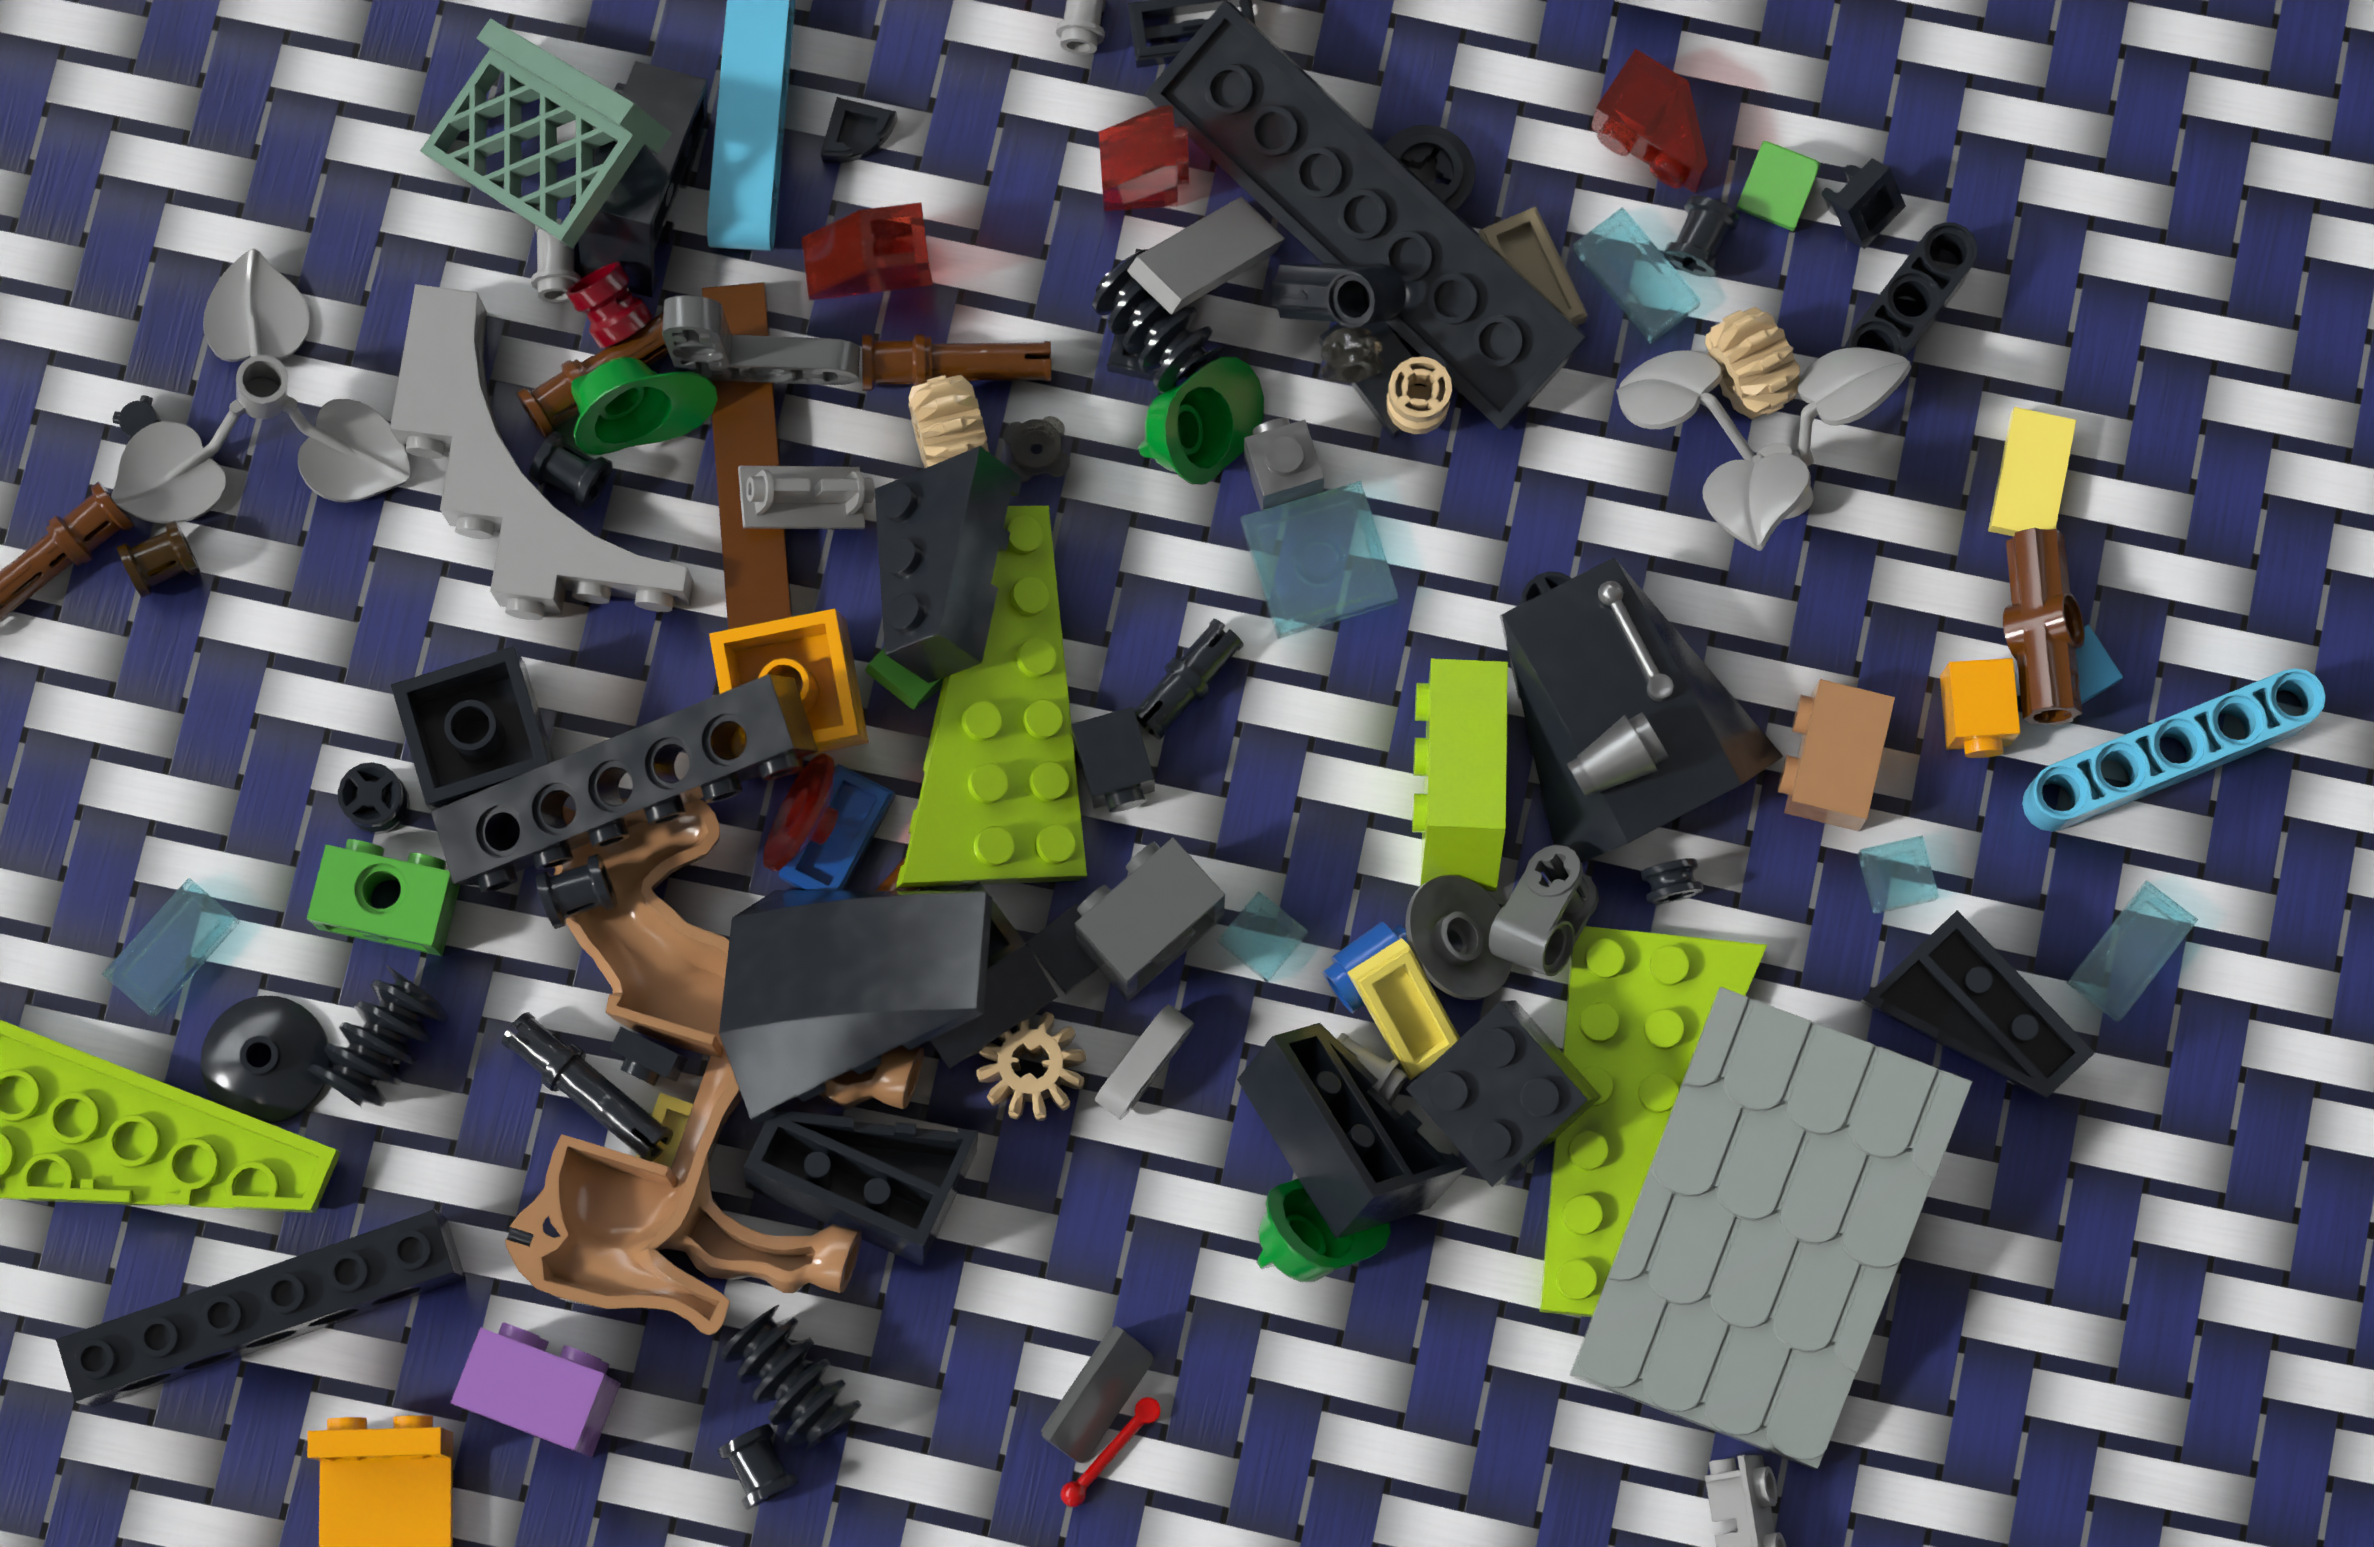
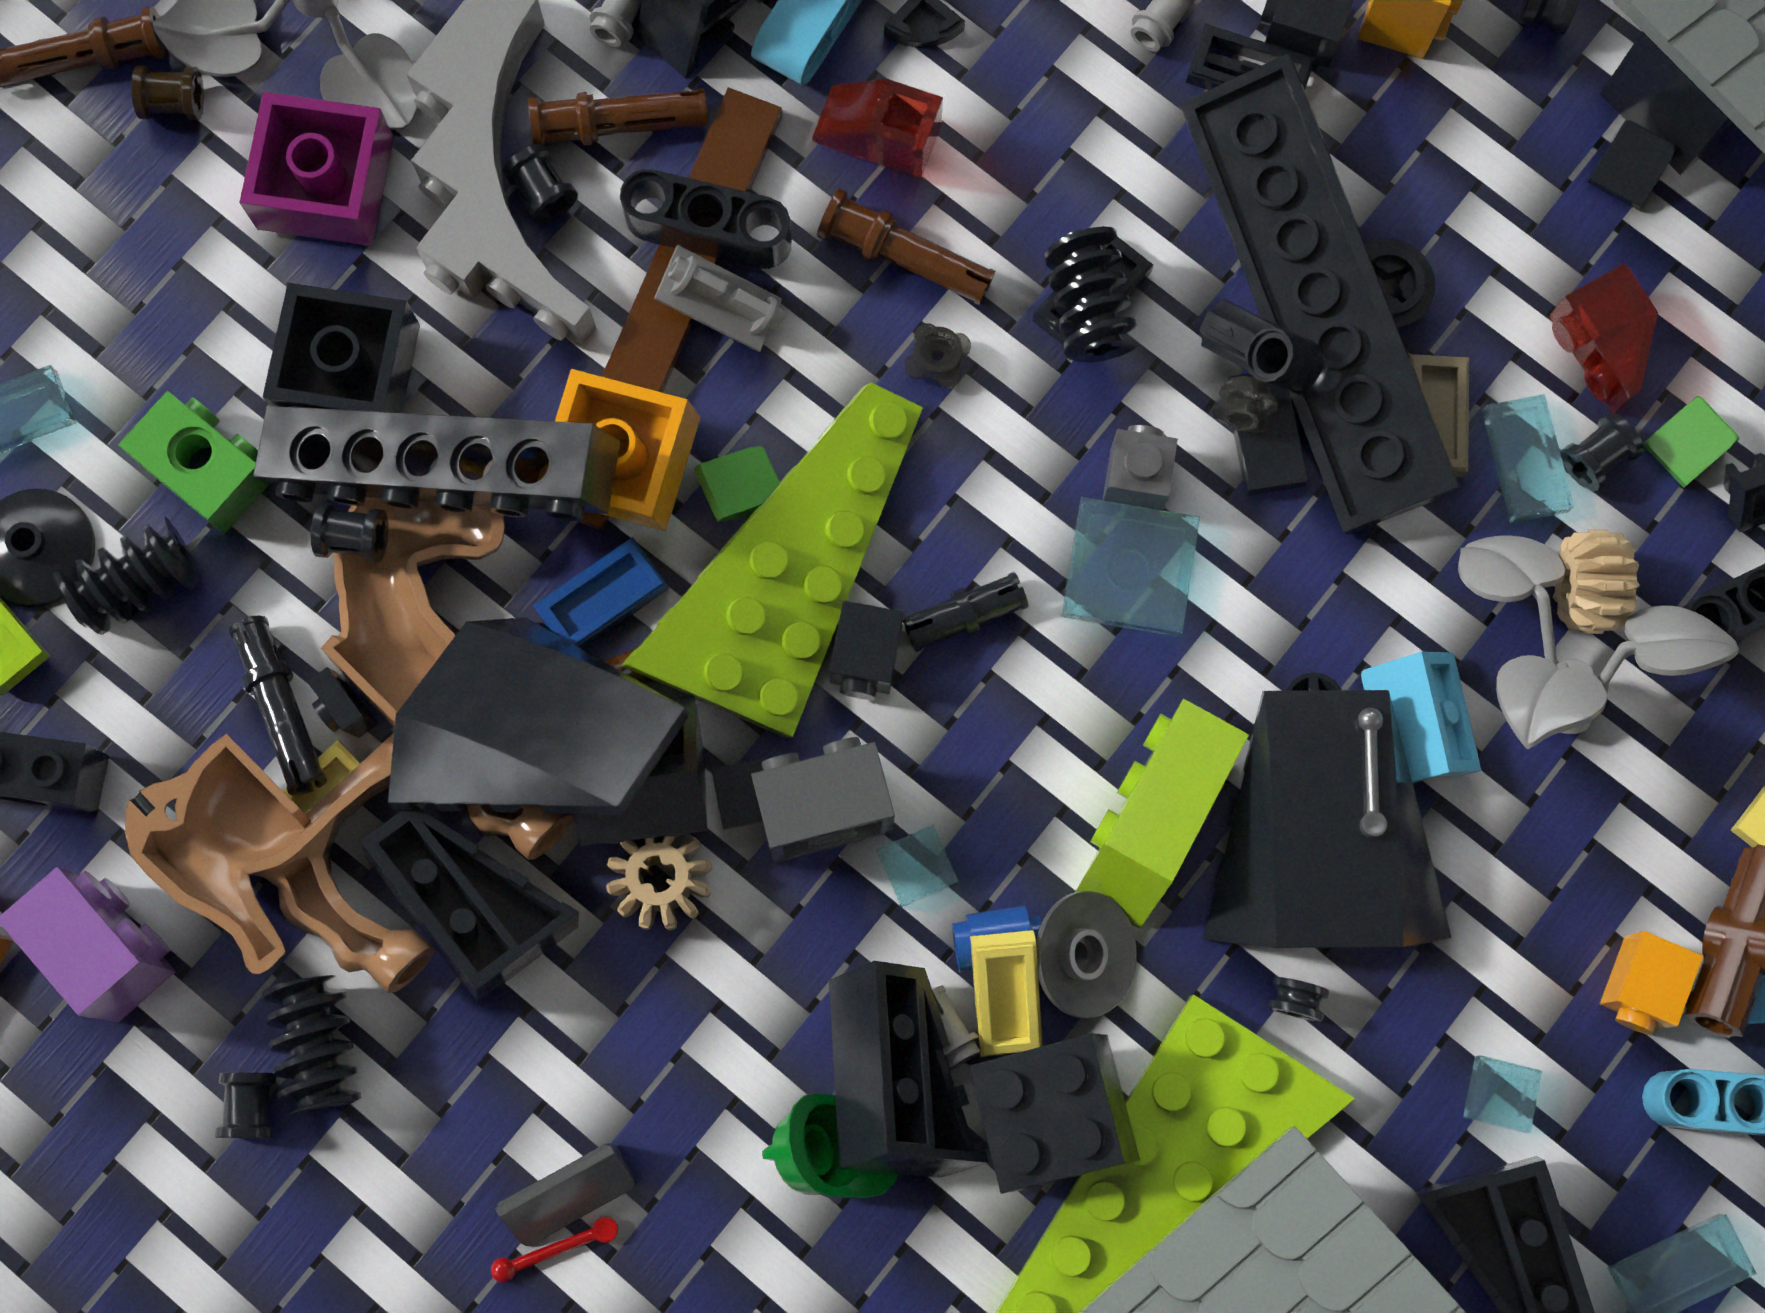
camera: 25 degrees right, 0 degrees up
(351, 562) = (317, 168): none -> magenta brick
(364, 788) = (226, 362): black wheel -> none
(609, 305) = (642, 62): dark red wheel -> none
(633, 406) = (610, 144): green piece -> none
(703, 344) = (698, 134): dark grey beam -> none
(723, 416) = (686, 198): none -> black beam
(803, 814) = (578, 567): clear red dish -> none
(939, 559) = (801, 404): black wedge -> none
(945, 418) = (870, 300): tan gear -> none
(1144, 161) = (1151, 156): clear red slope -> none
(1144, 1061) = (758, 923): light grey beam -> none
(1204, 420) = (1090, 398): green piece -> none
(1205, 255) = (1162, 258): light grey tile -> none
(1419, 407) = (1280, 477): tan wheel -> none
(1545, 918) = (1168, 975): dark grey piece -> none
(1618, 755) = (1306, 867): flat silver cone -> none
(1661, 560) = (1428, 713): none -> medium azure panel
(1837, 754) = (1500, 961): medium nougat brick -> none

